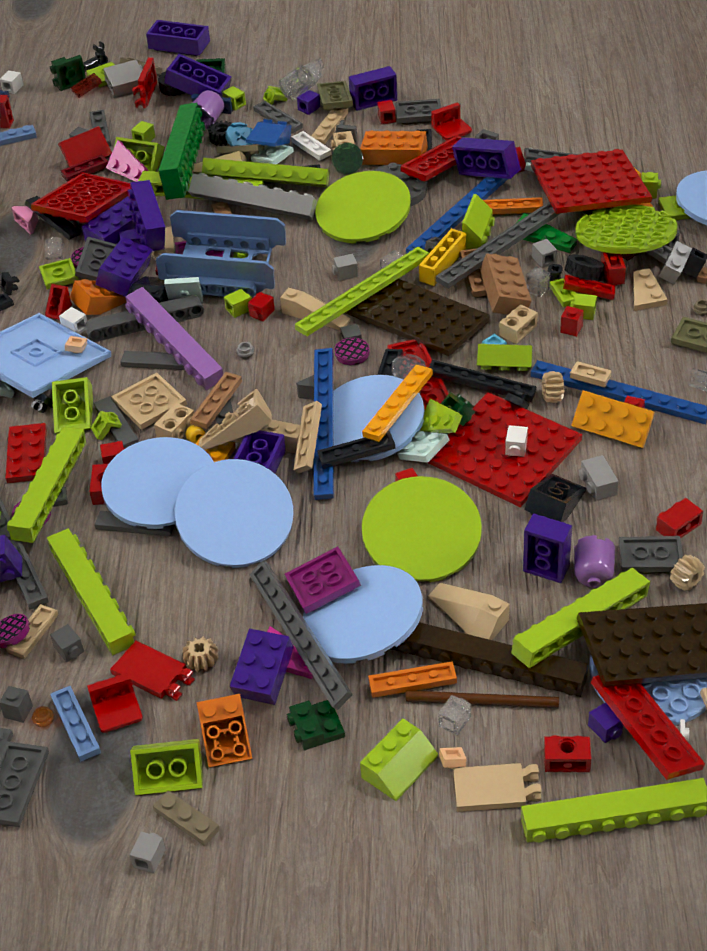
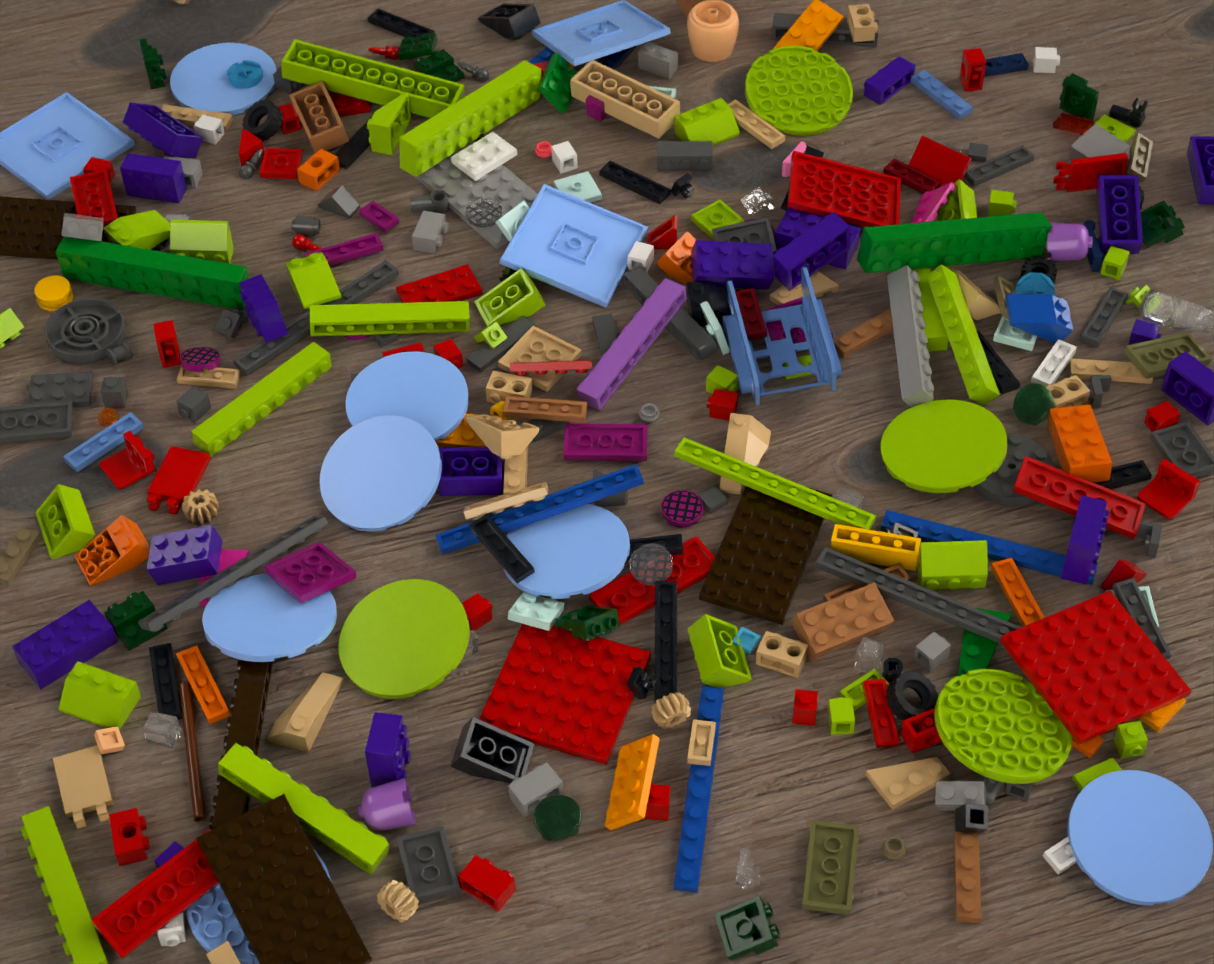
camera: 70 degrees right, 5 degrees up
(76, 344) = (596, 269): light nougat plate -> none
(168, 393) = (560, 367): none -> red plate
(264, 375) = (605, 442): none -> magenta plate
(325, 780) = (62, 643): none -> dark purple brick
(345, 267) = (824, 461): light grey brick -> none
(395, 709) = (165, 680): none -> black tile
(397, 403) = (578, 562): light orange plate -> none
(440, 418) = (571, 608): lime wing -> none
(516, 441) = (558, 691): white brick -> none
(629, 470) = (557, 817): none -> clear green tile

